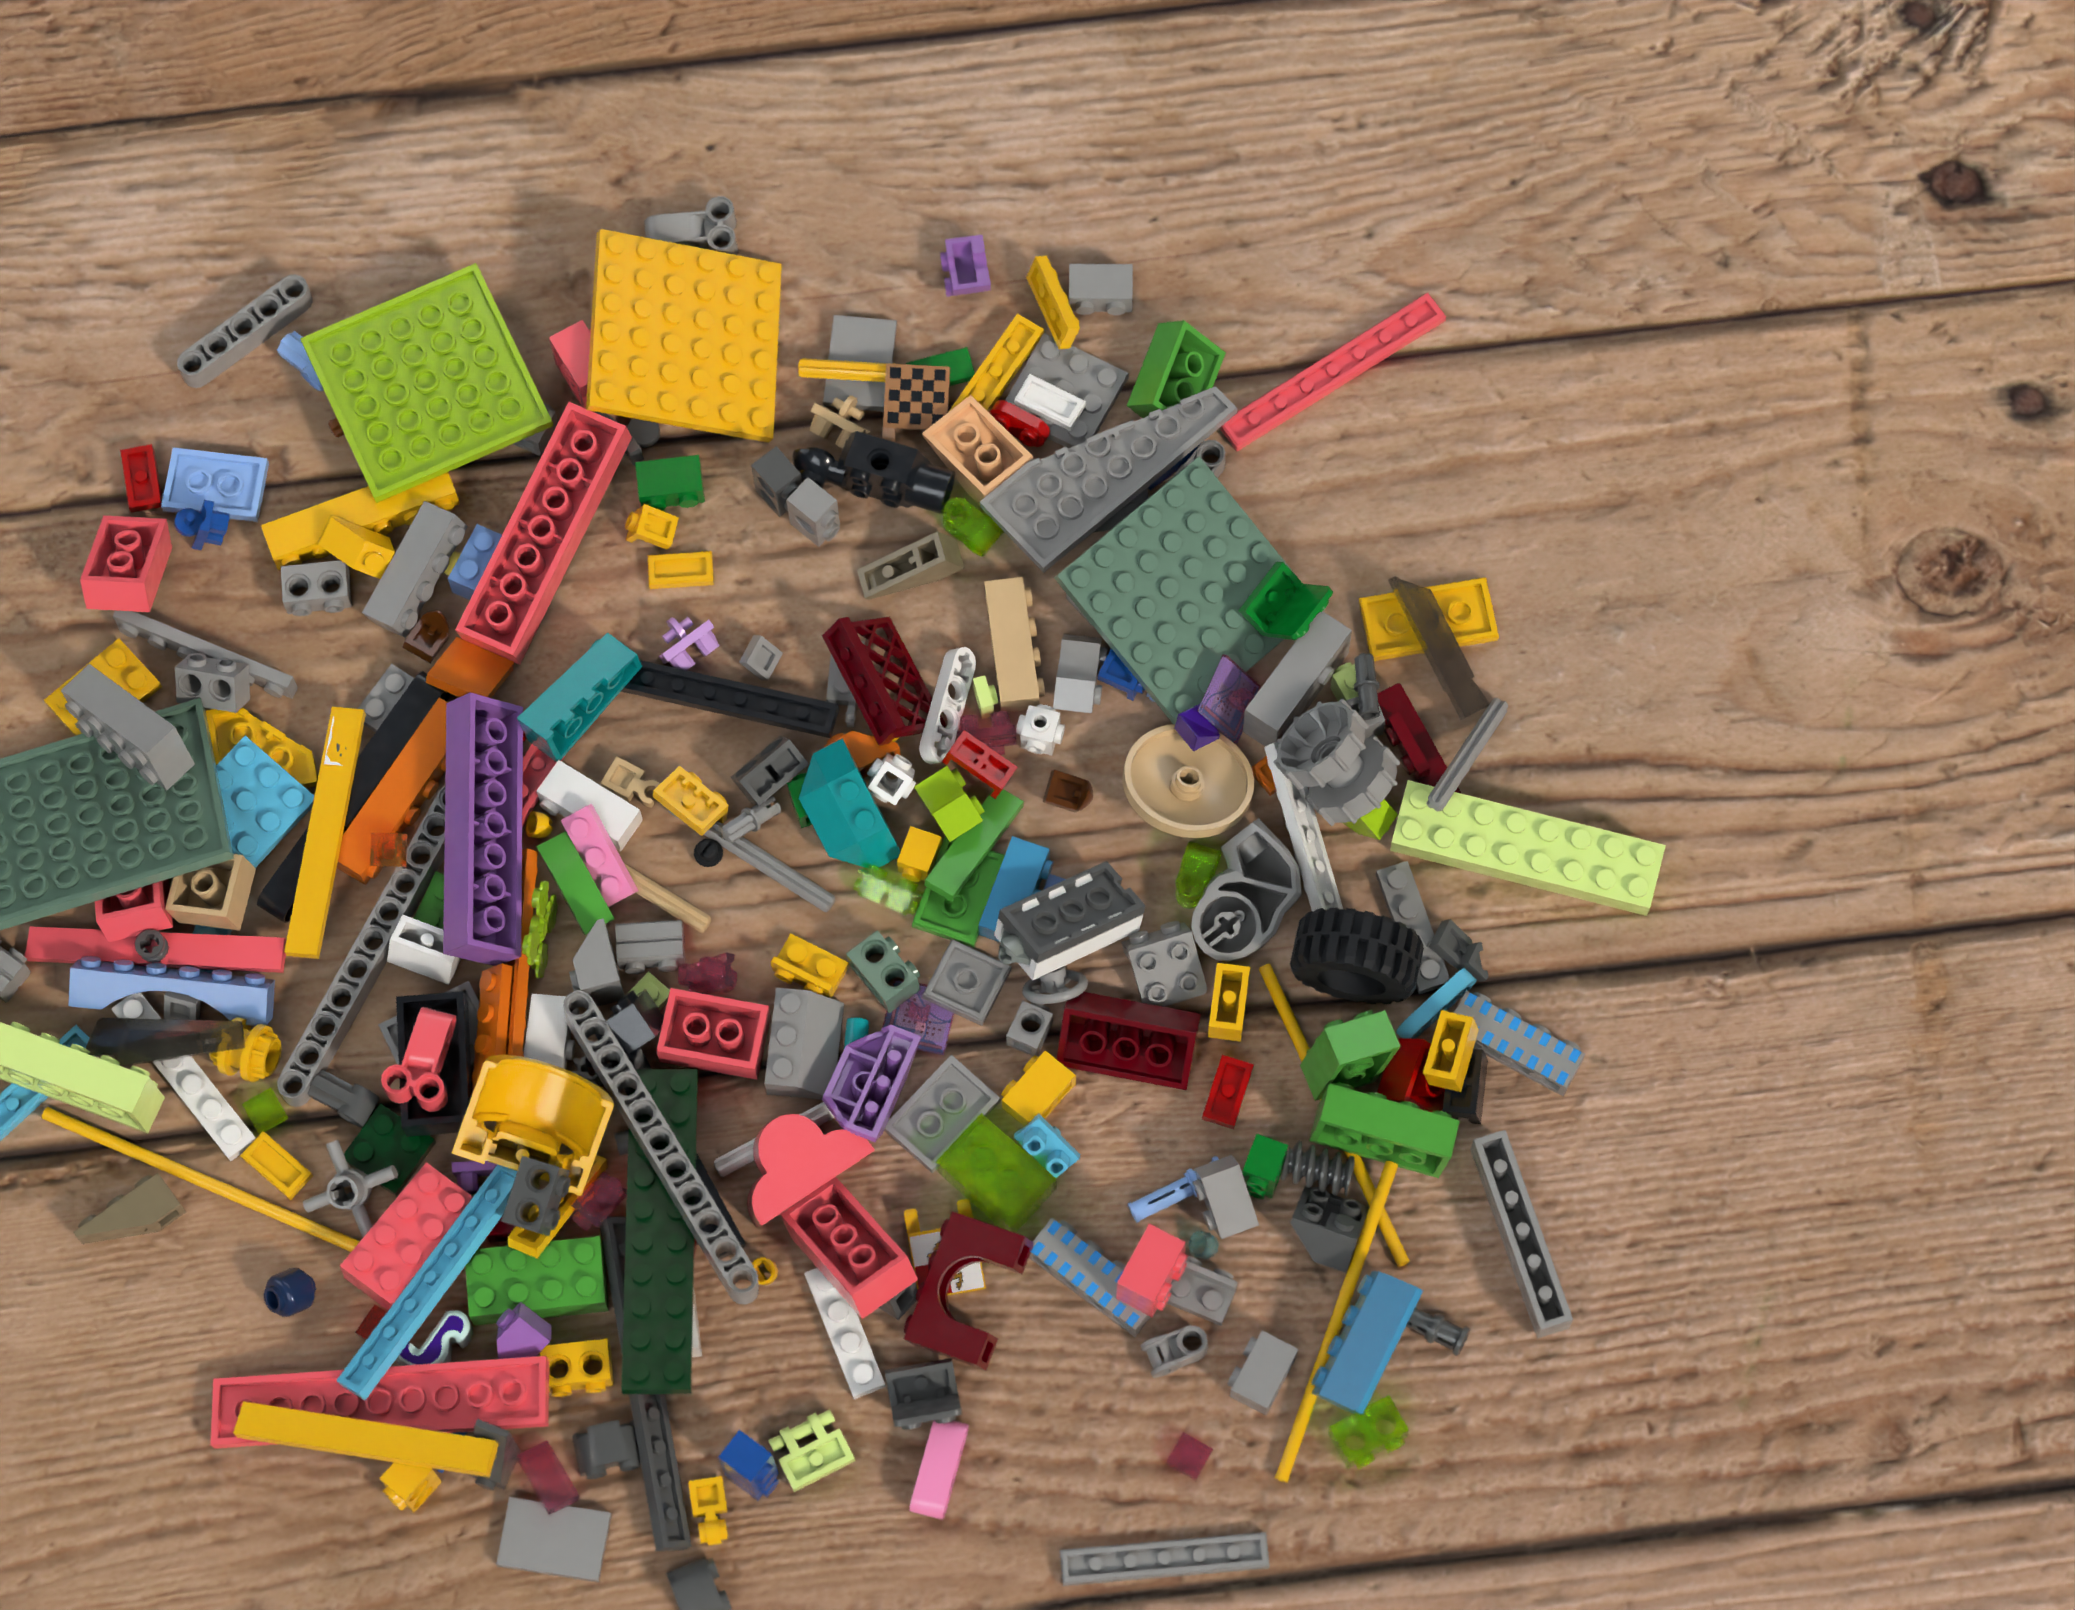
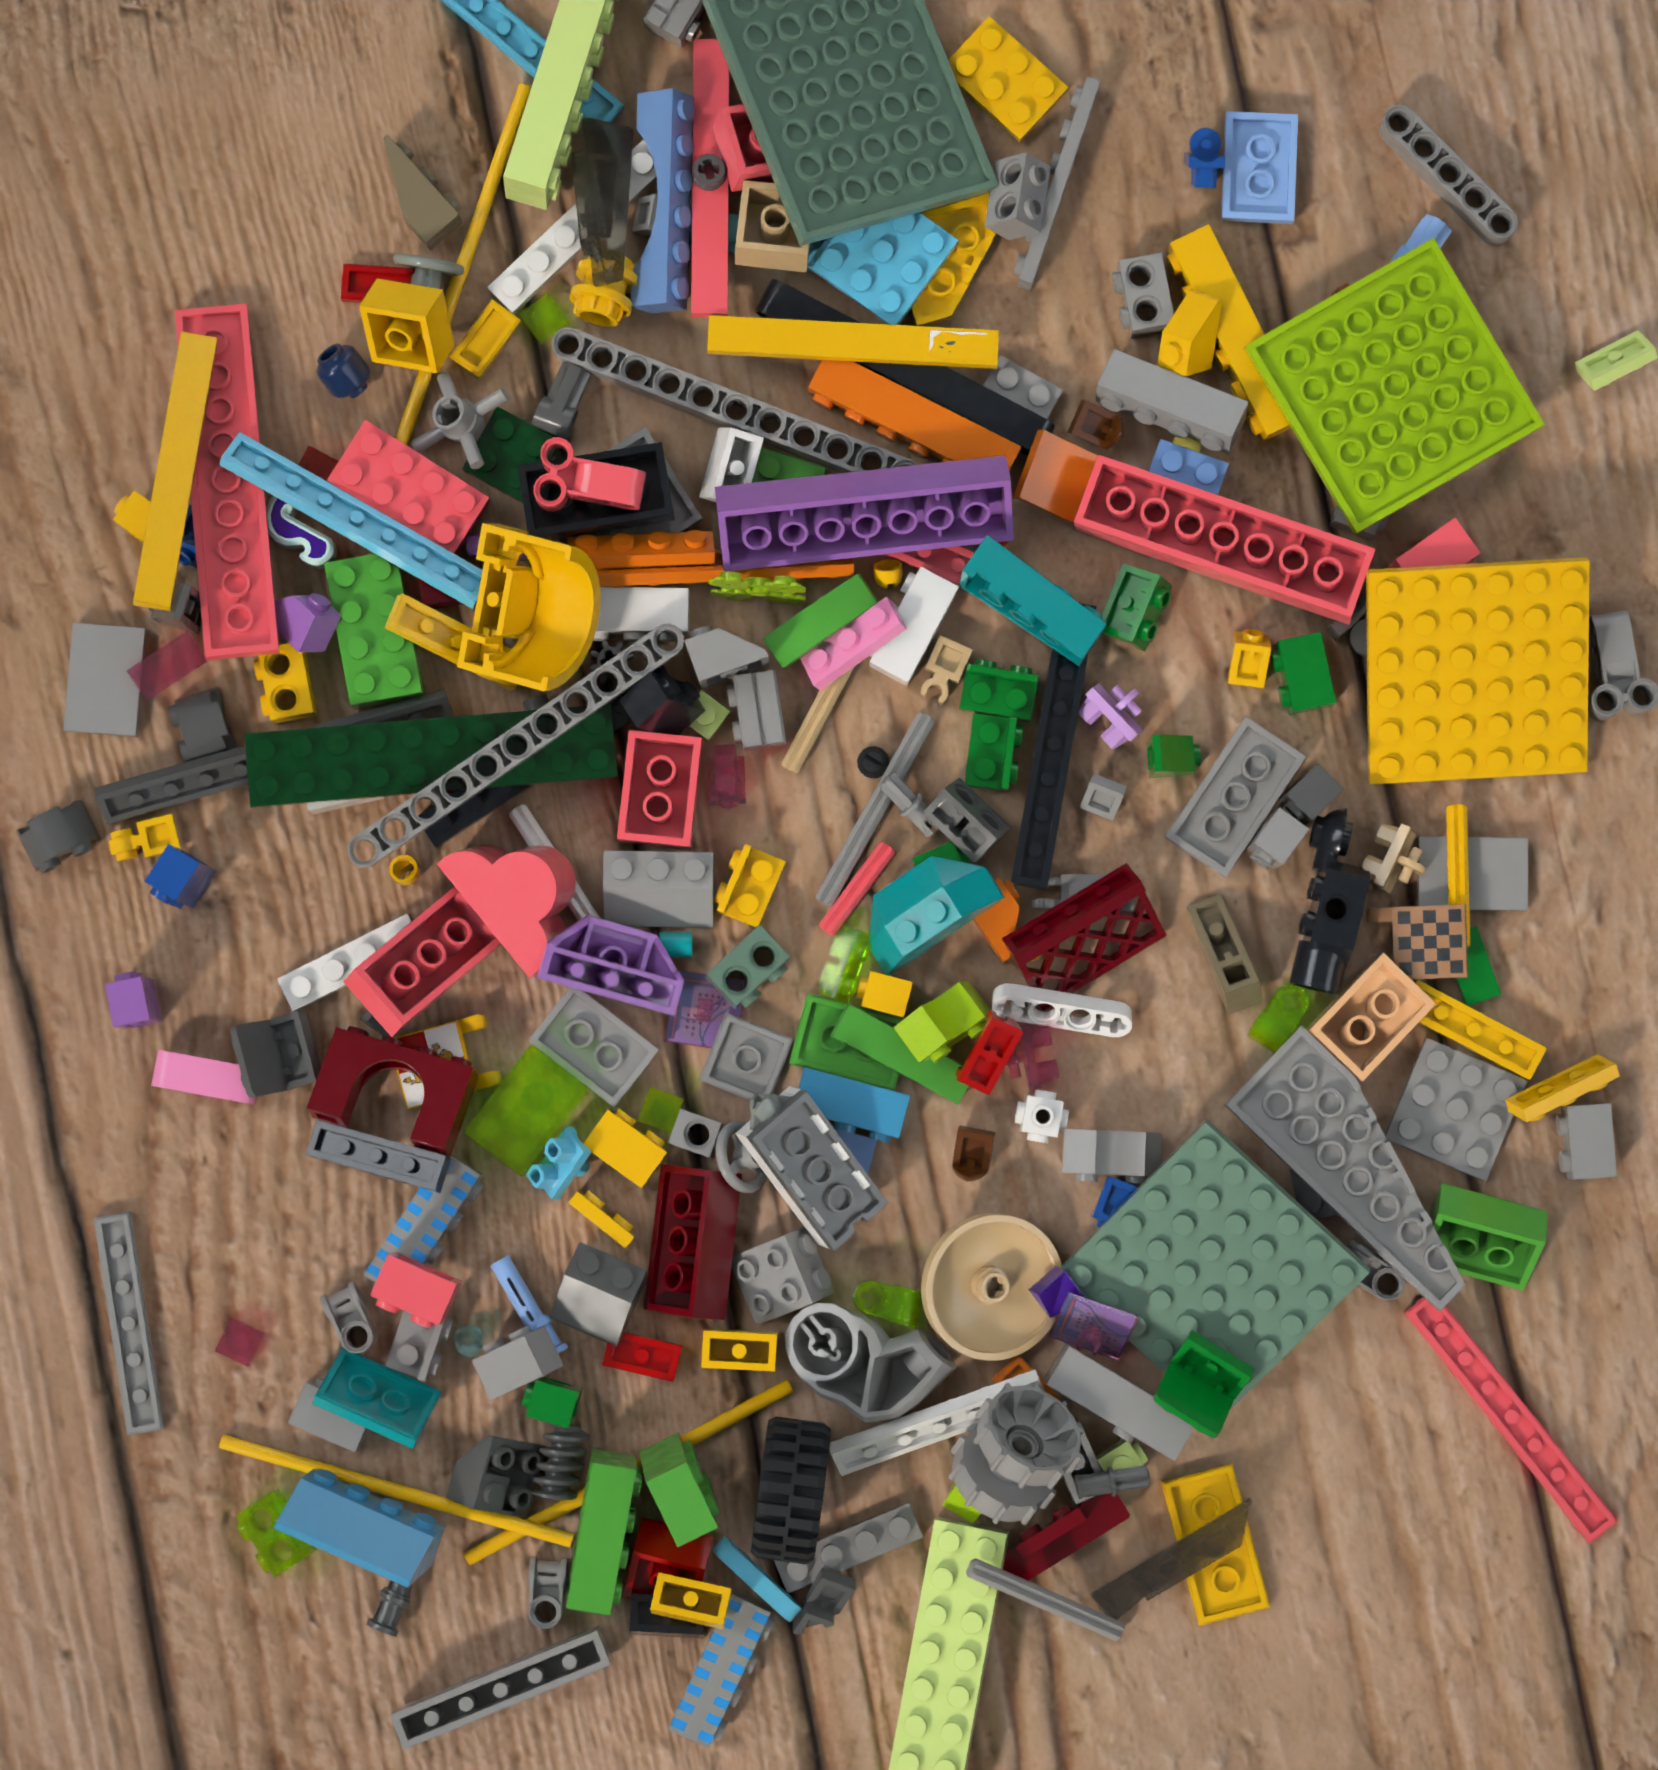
camera: 85 degrees right, 15 degrees up
(126, 563) = (1147, 82): coral brick -> none
(127, 728) = (943, 108): light grey brick -> none
(141, 478) = (1260, 85): red plate -> none
(212, 1259) = (360, 278): none -> red tile
(248, 1219) = (407, 321): none -> yellow piece
(388, 849) = (835, 413): clear orange plate -> none
(426, 210) = (1616, 360): none -> yellowish green plate
(528, 1193) = (446, 612): dark grey brick -> none
(591, 617) = (1135, 606): none -> green bracket
(598, 1201) = (462, 687): clear pink hips -> none
(655, 739) = (998, 690): none -> green bracket
(680, 570) = (1203, 696): yellow tile -> none
(691, 800) = (924, 737): yellow bracket -> none
(710, 747) = (992, 751): none -> green bracket
(731, 597) = (1172, 756): none -> green slope
(772, 549) = (1235, 797): none -> light grey plate
(815, 1459) = (206, 945): yellowish green plate -> none
(821, 874) = (857, 888): none -> coral axle
(861, 1524) = (132, 1001): none -> medium lavender brick
(891, 789) = (964, 956): white brick -> none
(966, 266) = (1600, 985): medium lavender cylinder -> none
(985, 696) = (1077, 1052): yellowish green plate -> none
(1006, 1059) = (660, 1109): none -> clear neon green plate
(1012, 644) = (1142, 1076): tan brick -> none
(1020, 423) = (1414, 1052): red plate -> none
(1026, 1309) = (378, 1156): none -> plate
(1050, 402) = (1437, 1095): white tile -> none
(1109, 1107) = (591, 1207): none -> yellow plate
(1168, 1121) = (598, 1294): none -> dark grey slope
(1249, 1326) = (377, 1398): none -> teal tile
(1434, 1189) = (547, 1588): none -> light grey piece

